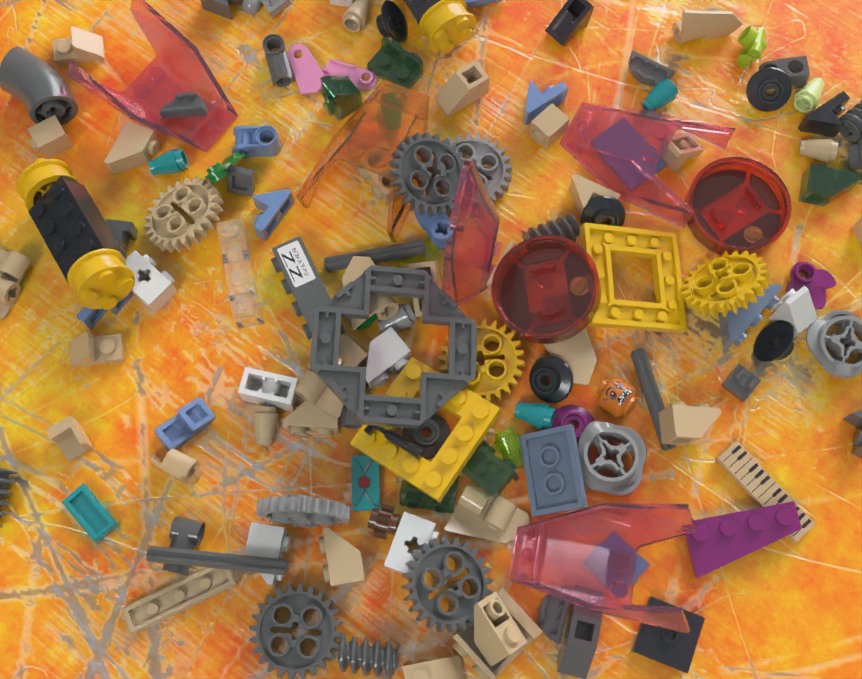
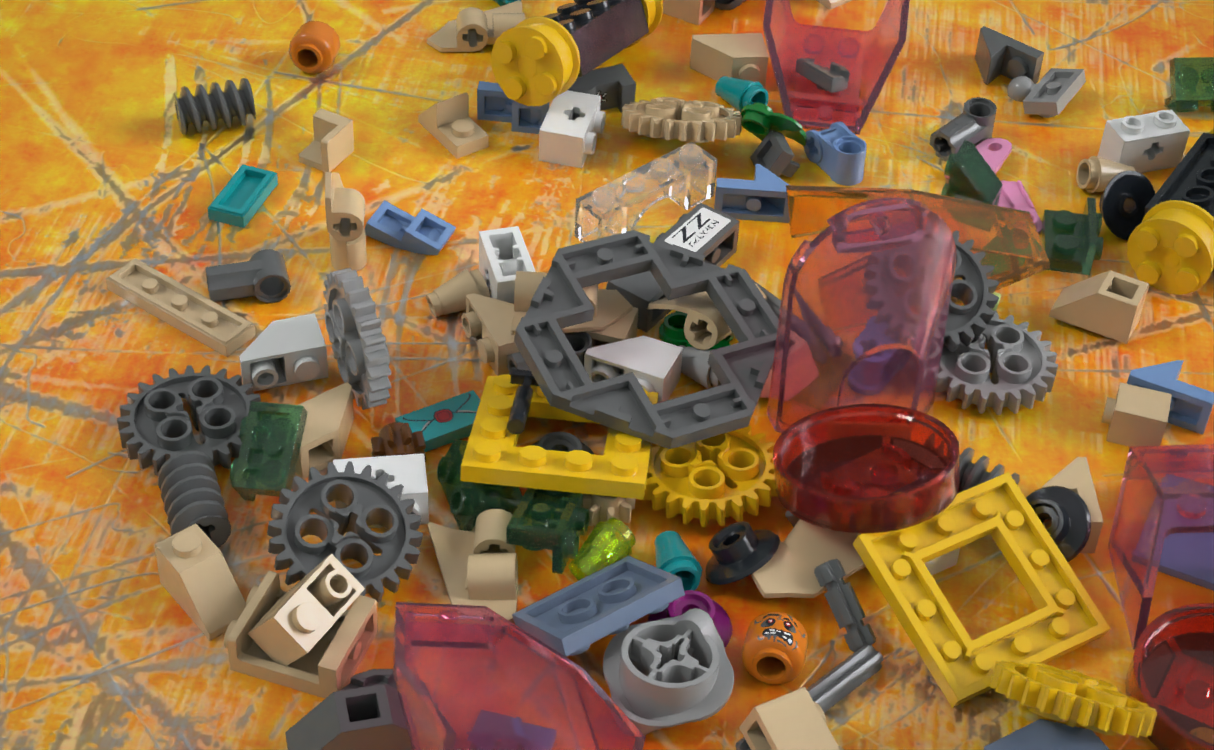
camera: 60 degrees right, 30 degrees down
(217, 560) = (244, 298): dark grey axle -> none
(360, 599) = (268, 449): none -> clear green bracket
(608, 348) = (844, 604): none -> dark grey axle

